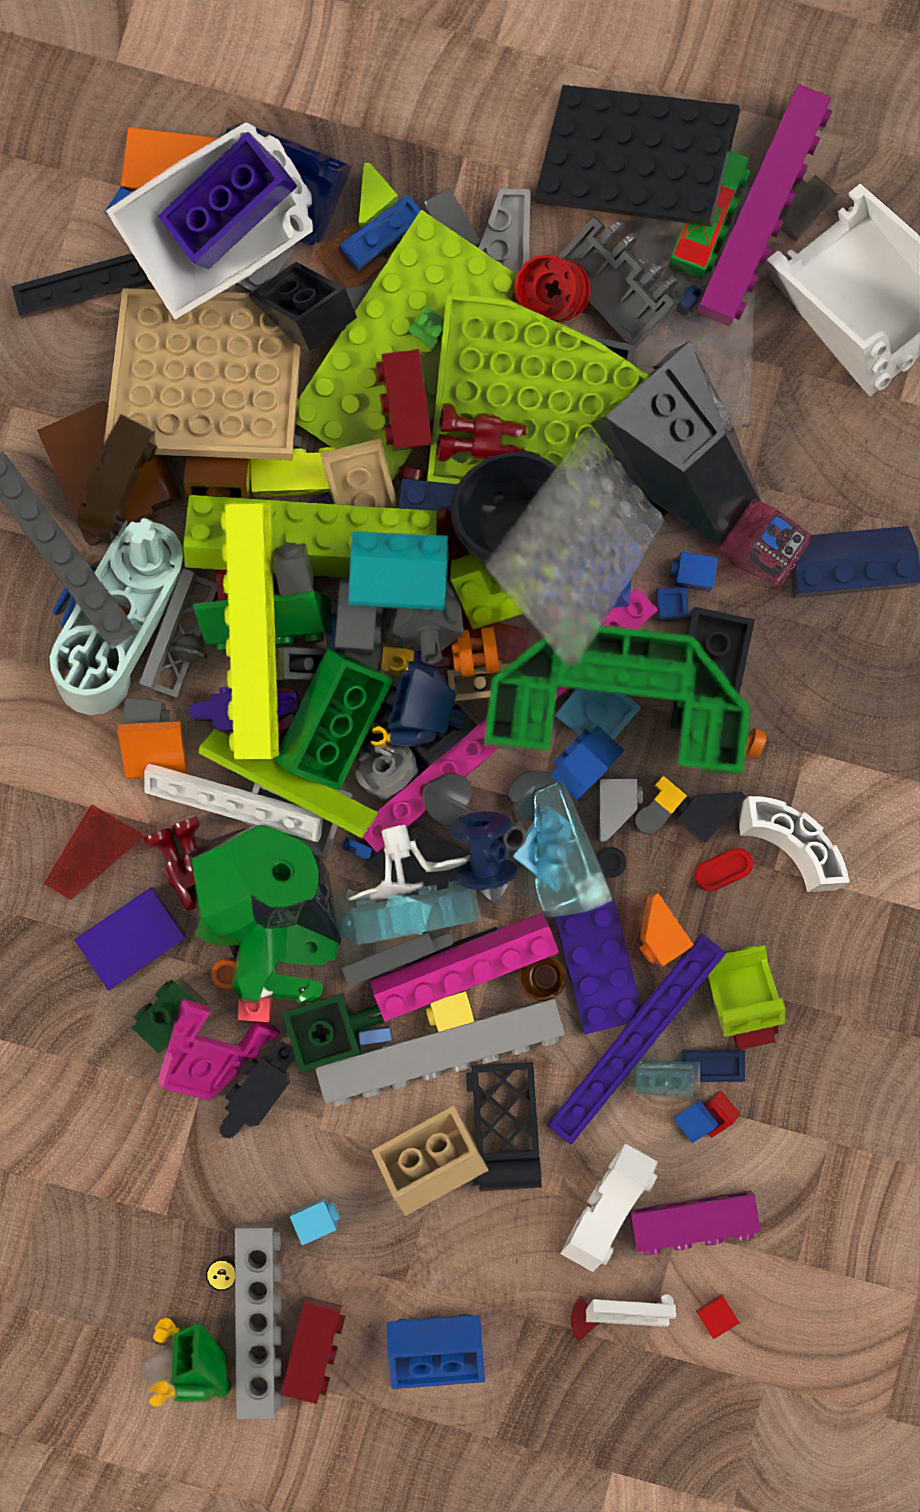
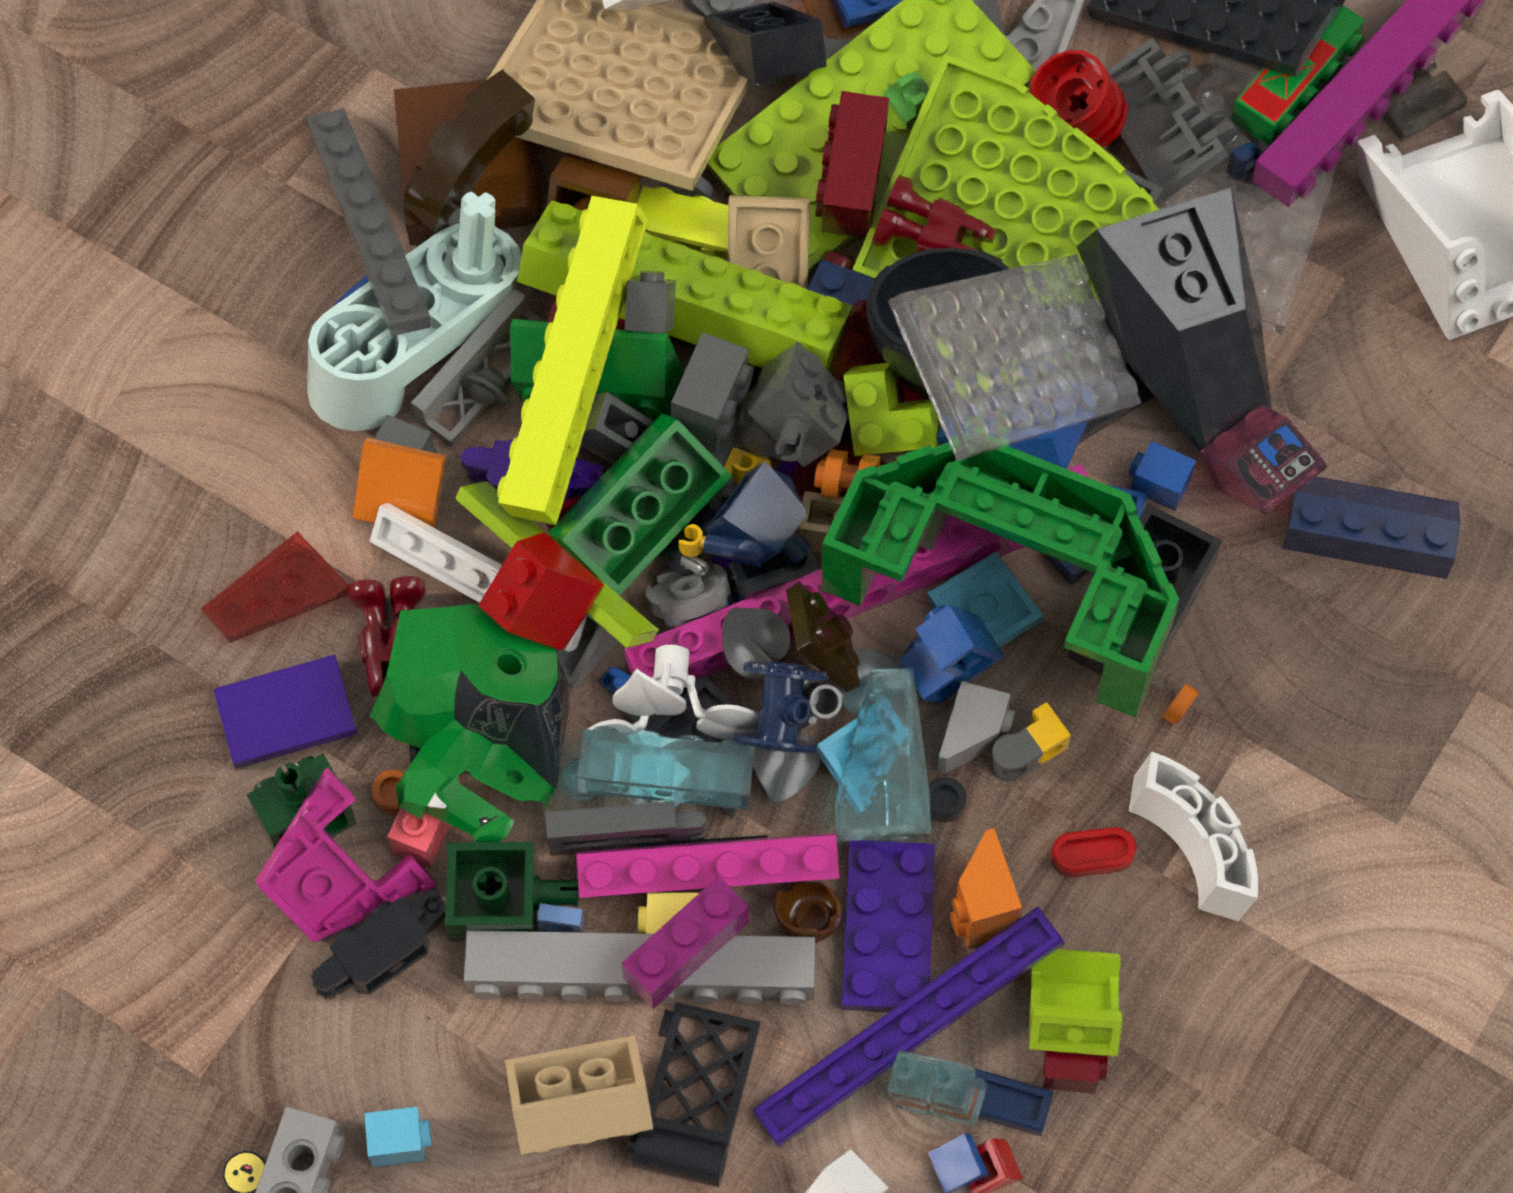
camera: 20 degrees right, 20 degrees down
(287, 816) = (541, 592): none -> red slope
(398, 570) = (780, 332): teal slope -> none
(470, 1037) = (685, 942): none -> magenta brick
(496, 784) = (823, 636): none -> dark brown plate
(706, 813) = (1092, 769): black slope -> none

